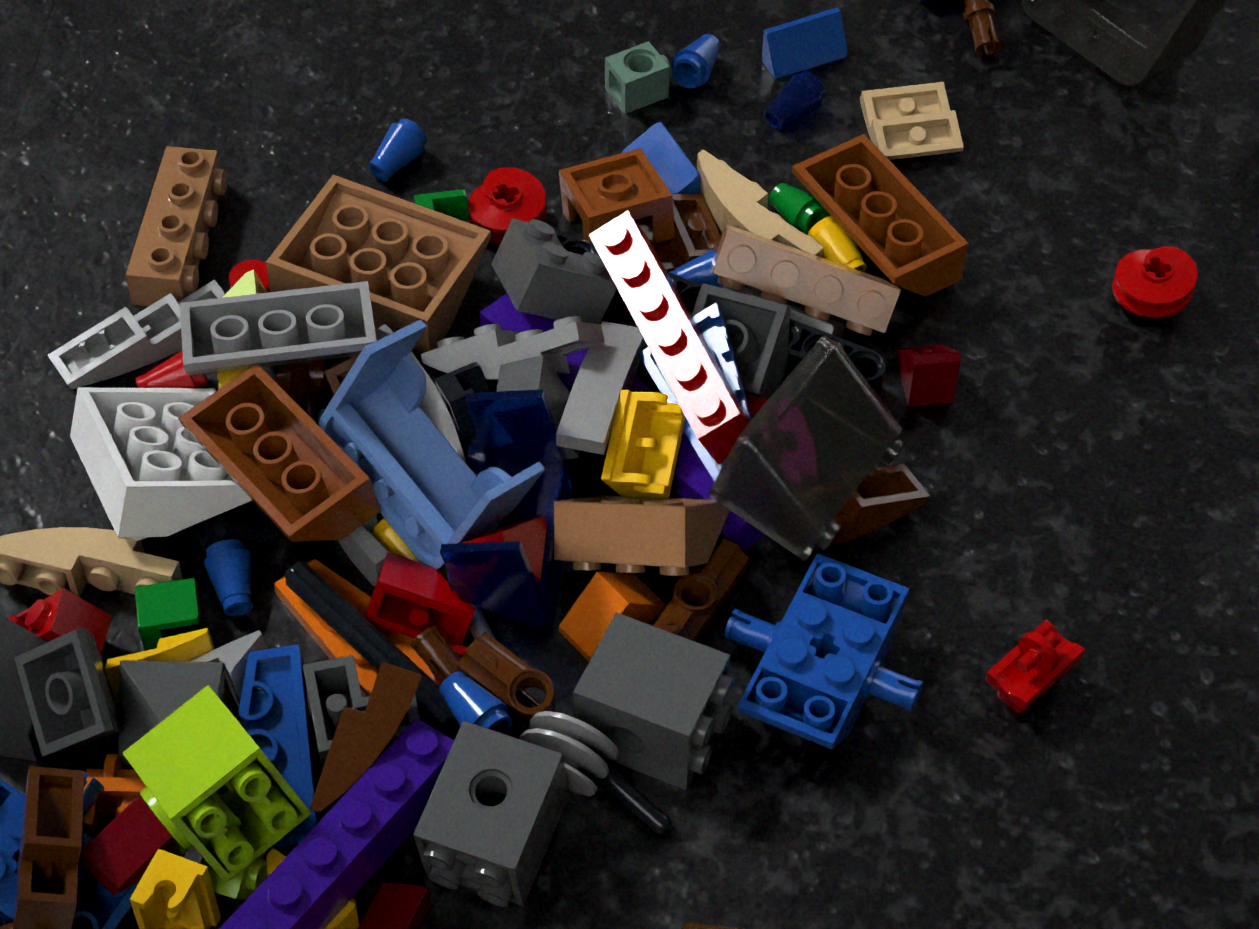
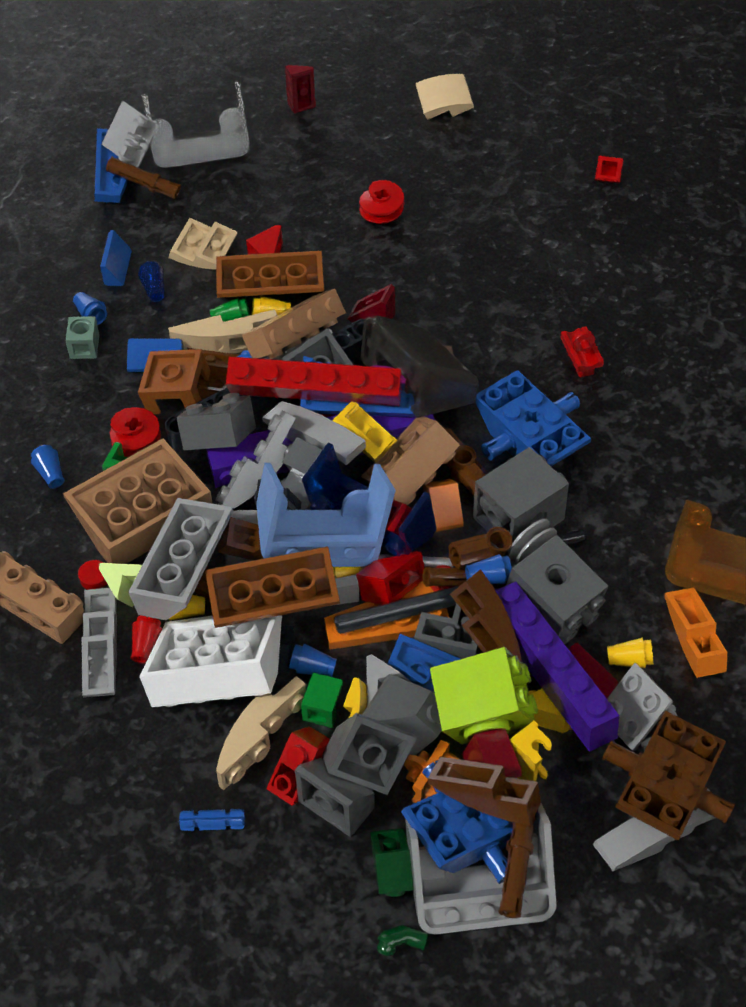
camera: 60 degrees left, 0 degrees up
(957, 189) = (266, 242): none -> red slope

